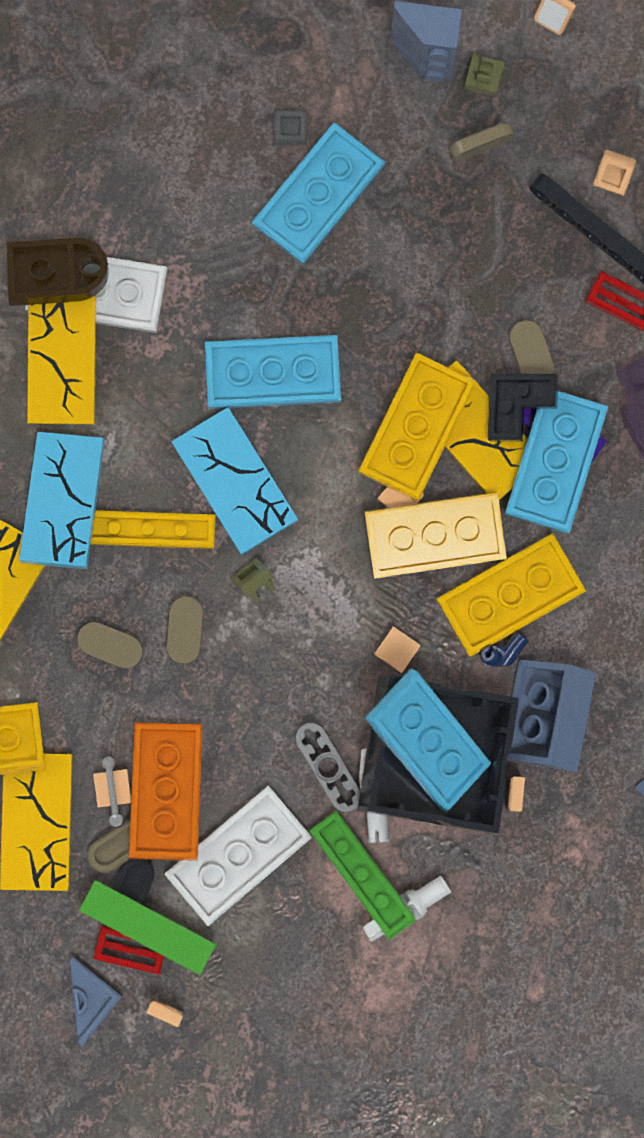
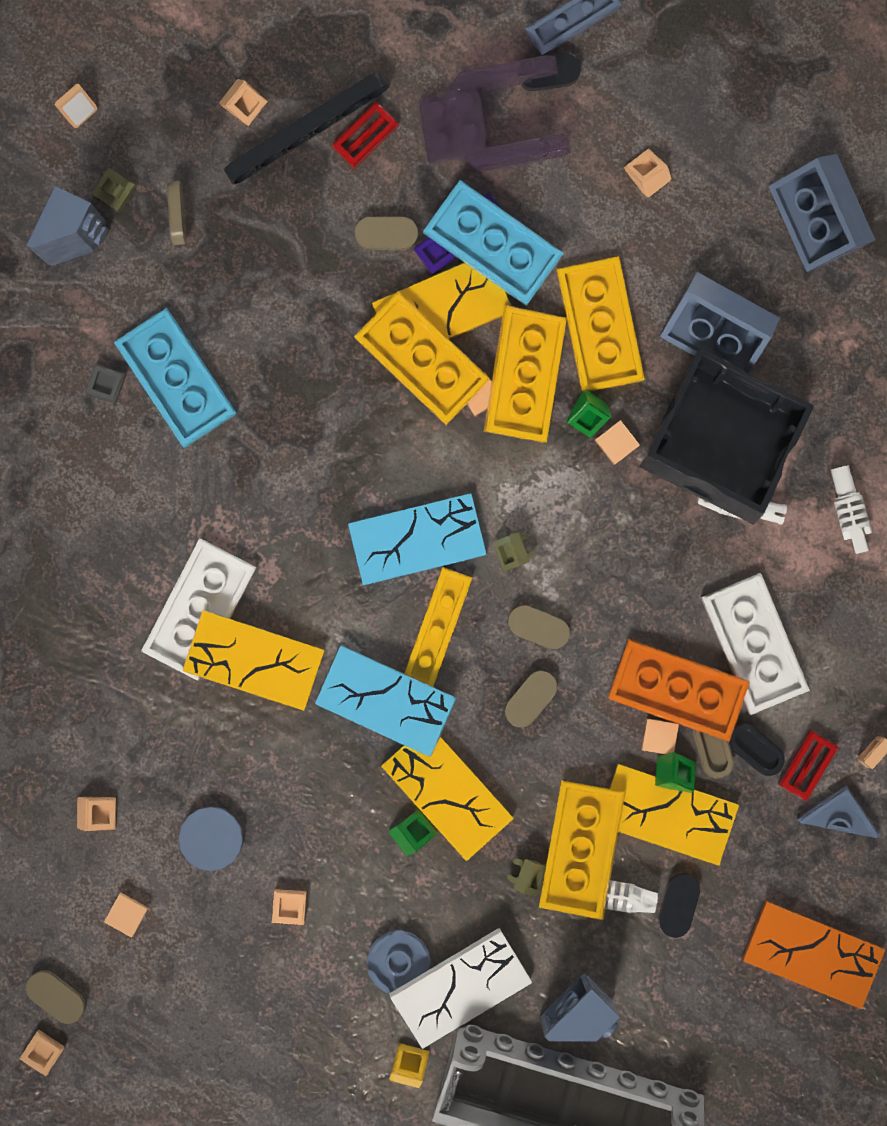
camera: 70 degrees left, 5 degrees up
(54, 271) = (172, 643): dark brown tile -> none
(80, 815) = (675, 772): none -> green slope
(115, 819) = (690, 742): light grey hinge -> none
(147, 927) = (795, 744): bright green tile -> none
(272, 372) = (327, 472): medium azure tile -> none
(308, 750) = (724, 524): light grey beam -> none
(363, 875) = (810, 538): bright green tile -> none
(417, 611) = (589, 414): none -> green slope
(428, 740) = (714, 440): medium azure tile -> none
(504, 654) = (652, 347): dark blue arm -> none
(512, 395) = (421, 260): black tile -> none
(515, 794) = (781, 379): light nougat tile -> none

